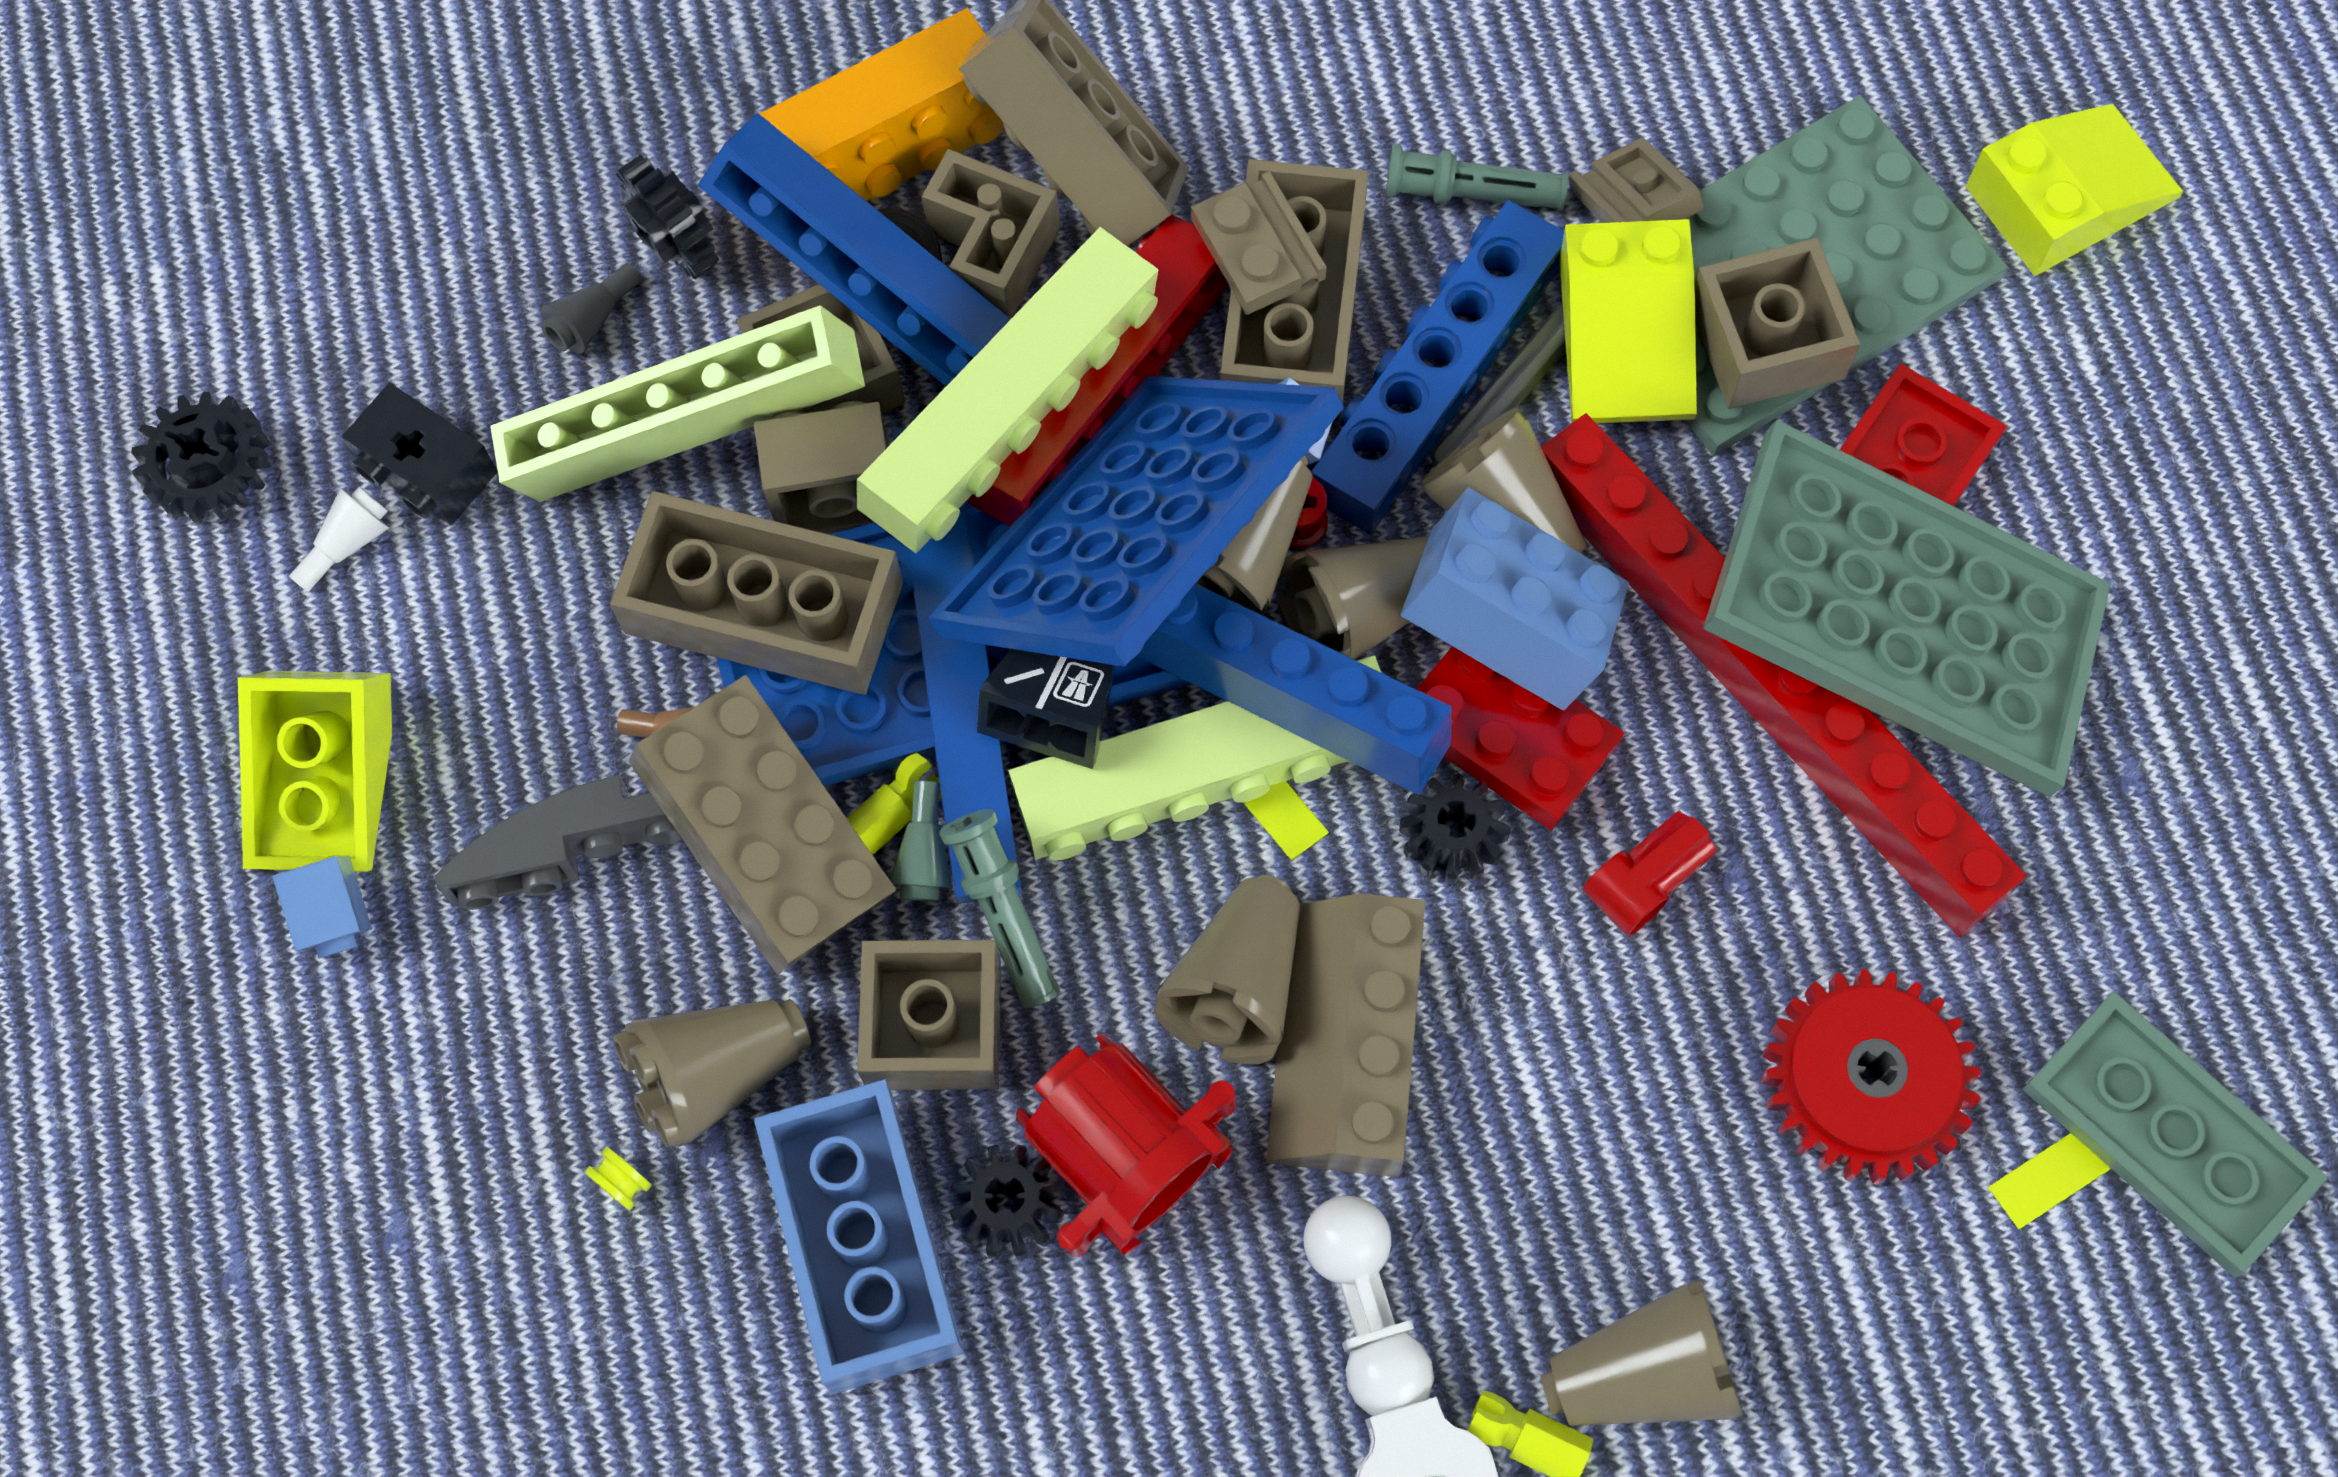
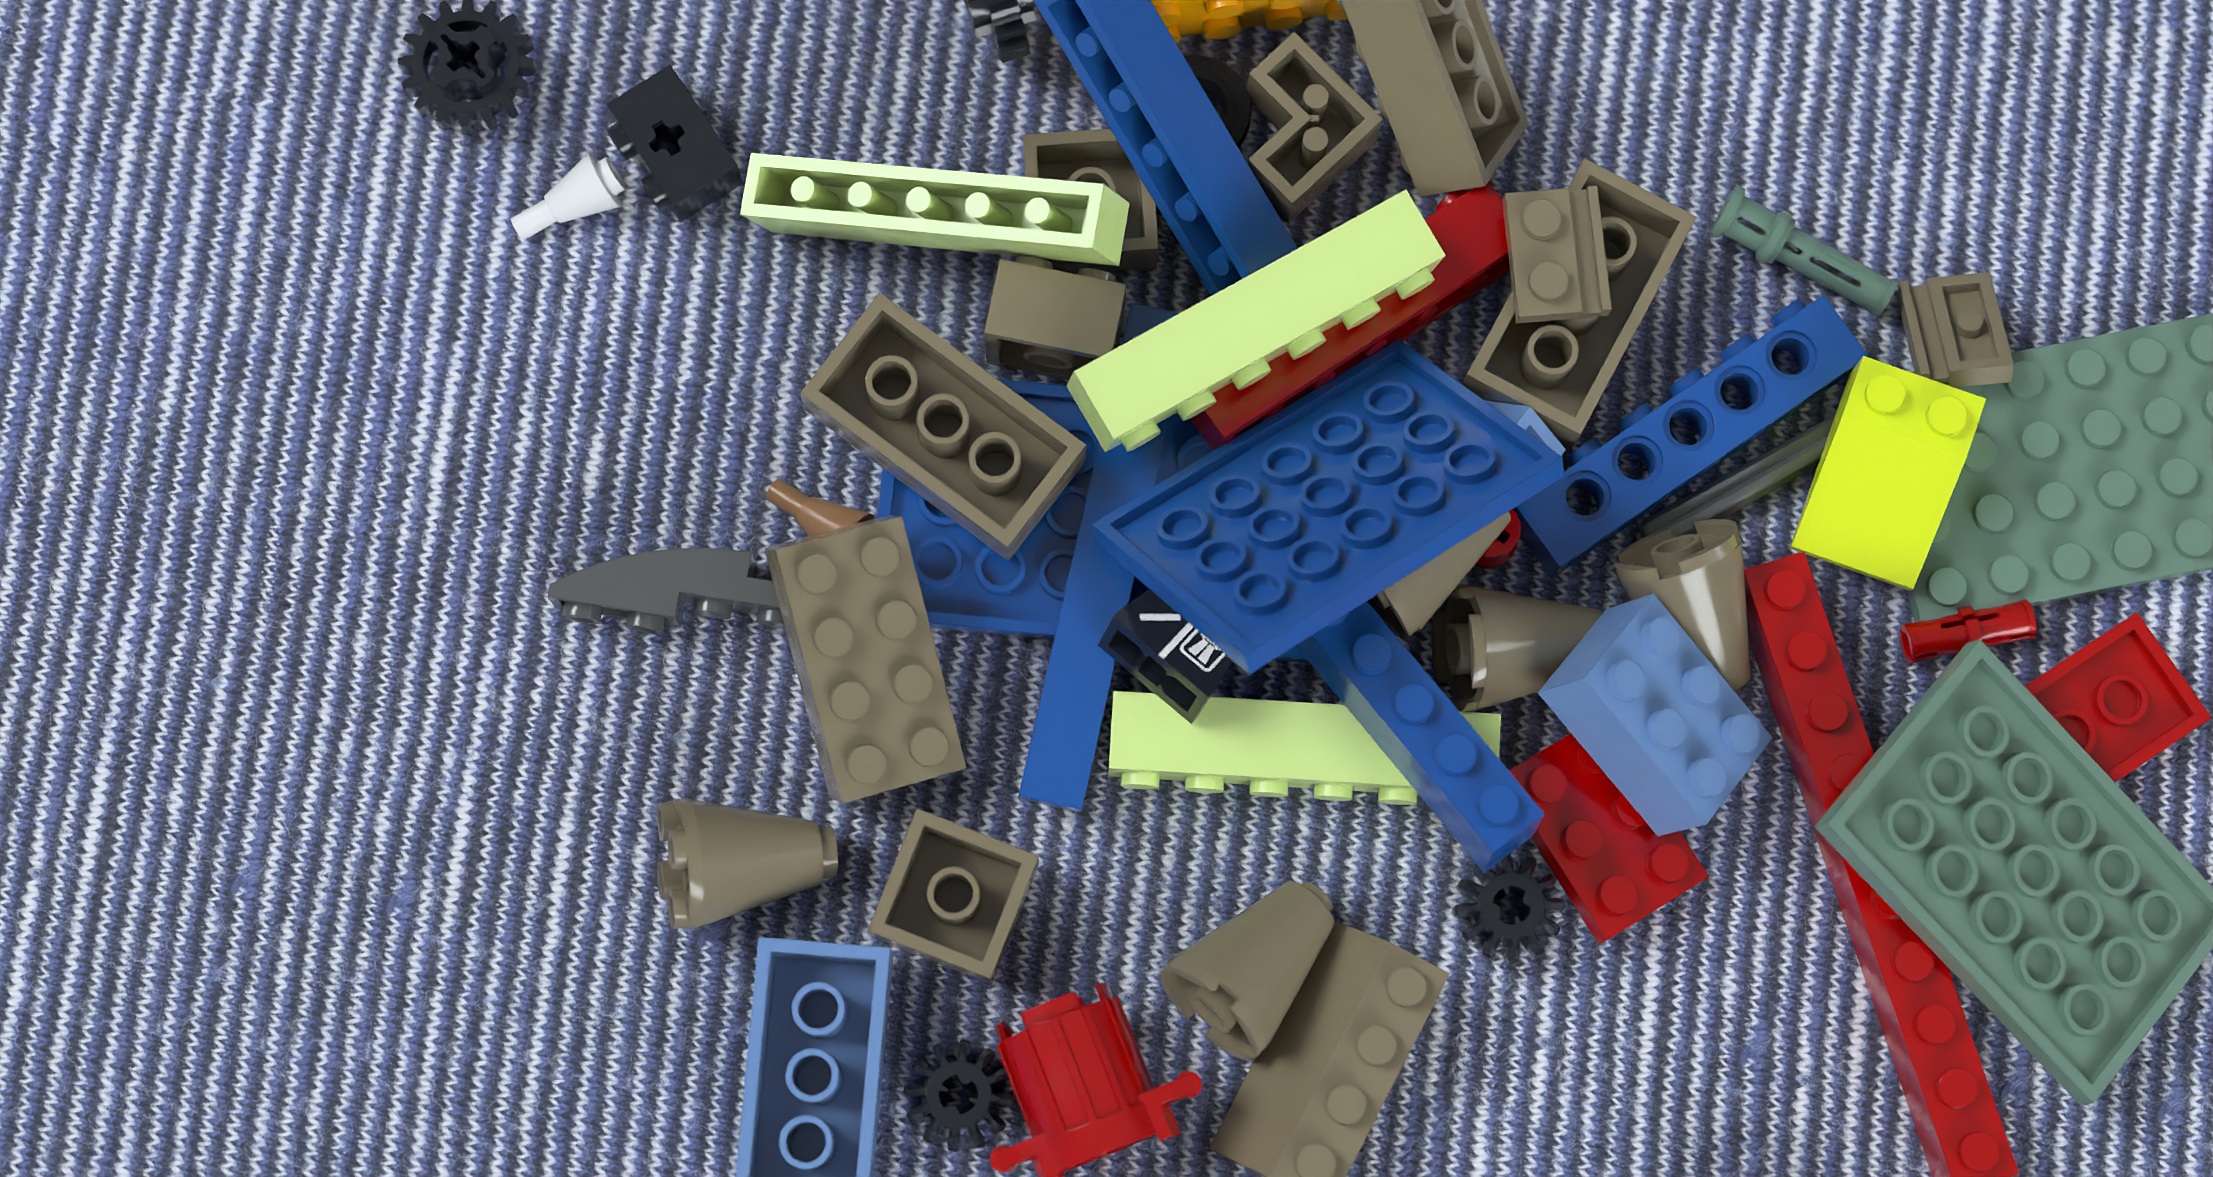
camera: 15 degrees right, 10 degrees up
(312, 766) = (472, 425): neon yellow slope -> none
(323, 905) = (437, 568): medium blue brick -> none
(577, 317) = (875, 55): dark grey cone -> none
(617, 1178) = (617, 933): neon yellow bush -> none
(890, 805) = (993, 675): neon yellow bar -> none
(922, 859) = (1001, 742): sand green cone -> none
(992, 882) = (1056, 798): sand green pin -> none
(1287, 819) = (1358, 831): neon yellow sticker -> none
(1638, 883) = (1662, 1026): red piece -> none
(1742, 447) = (1949, 634): none -> red pin
(1773, 323) = (2024, 533): dark tan brick -> none

